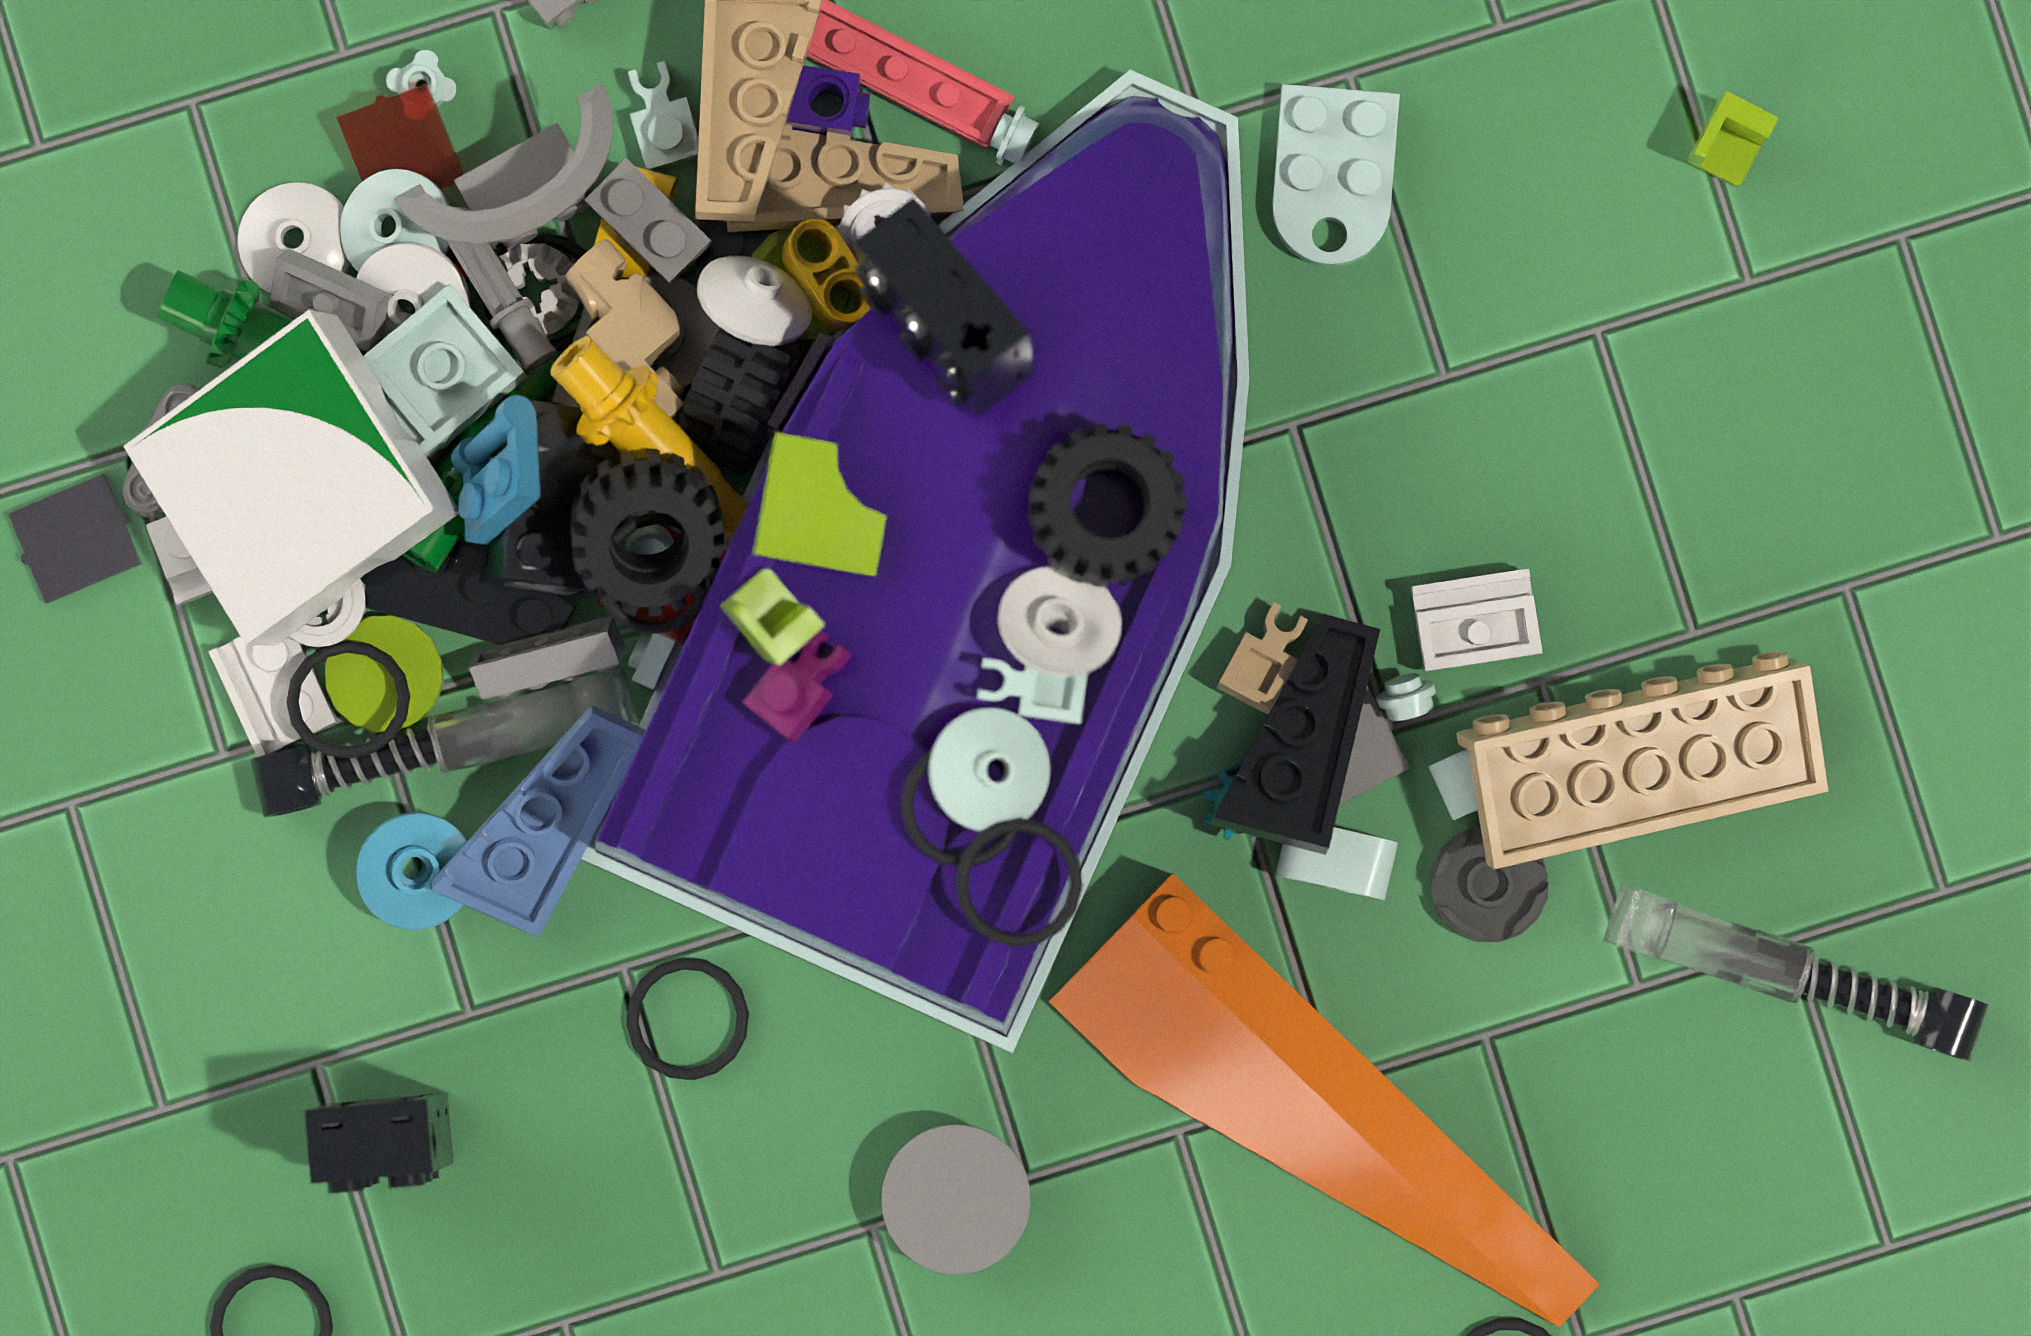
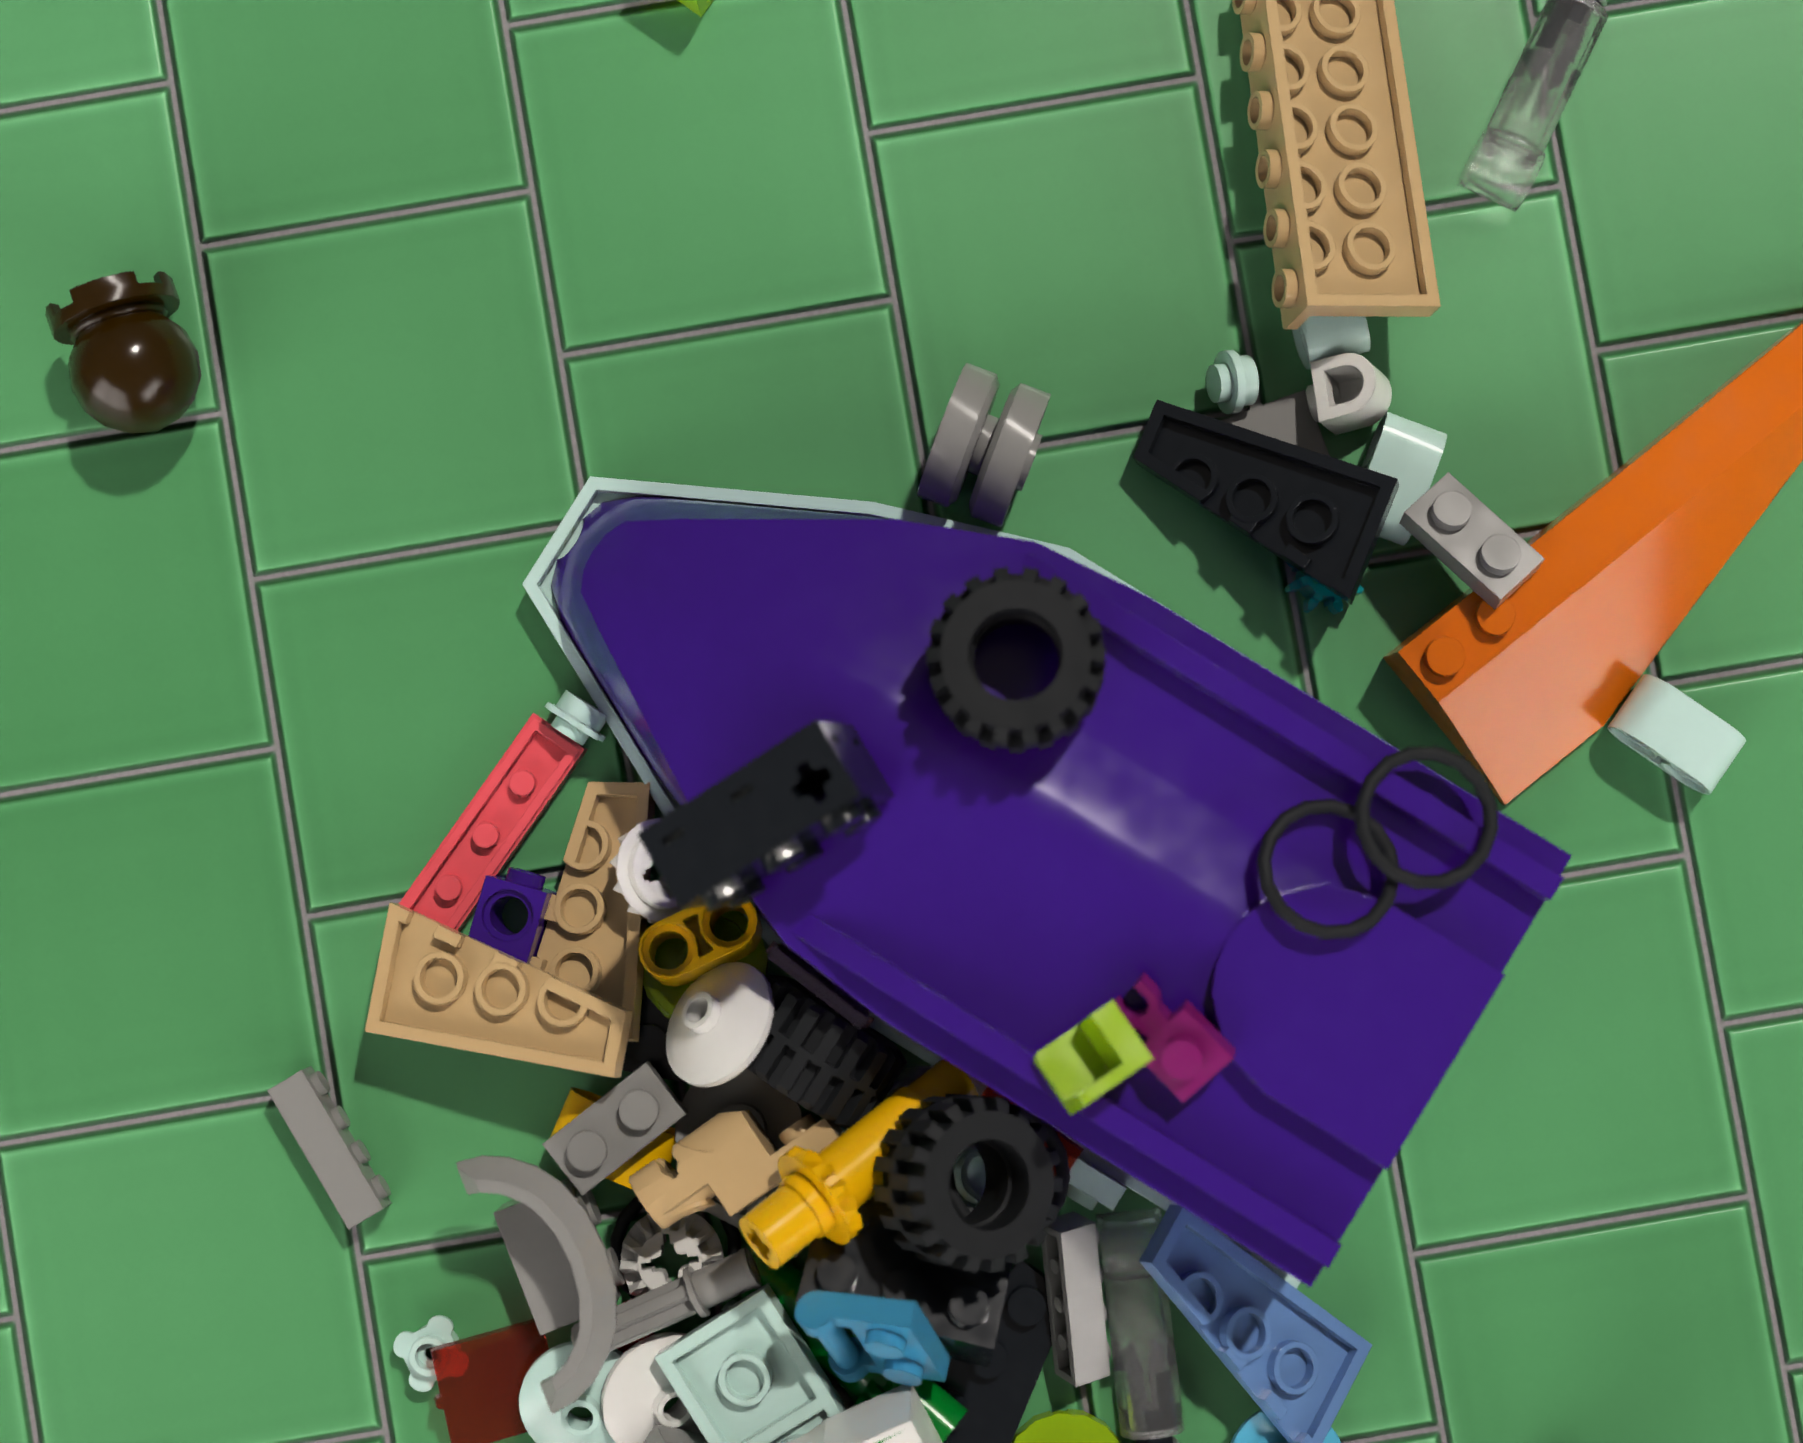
camera: 80 degrees left, 0 degrees up
(634, 1013) = (1534, 1186): black piece -> none
(665, 128) = (514, 1092): light aqua plate -> none
(810, 512) = (980, 997): lime tile -> none
(955, 1199) = (1713, 931): light grey piece -> none
(961, 762) = (1273, 855): light aqua dish -> none
(1040, 694) = (1210, 756): light aqua plate -> none
(1051, 599) = (1126, 707): white dish -> none
(1134, 1148) = (1676, 734): none -> light aqua beam
(1260, 666) = (1180, 532): tan plate -> none
(1283, 926) = (1471, 540): none -> light grey plate
(1314, 462) = (984, 445): none -> light grey wheel
(1334, 166) = (655, 384): light aqua plate -> none
(1409, 804) = (1347, 393): none -> white plate
(1476, 620) = (1160, 298): white plate -> none
(1484, 900) = (1452, 340): dark grey tile -> none

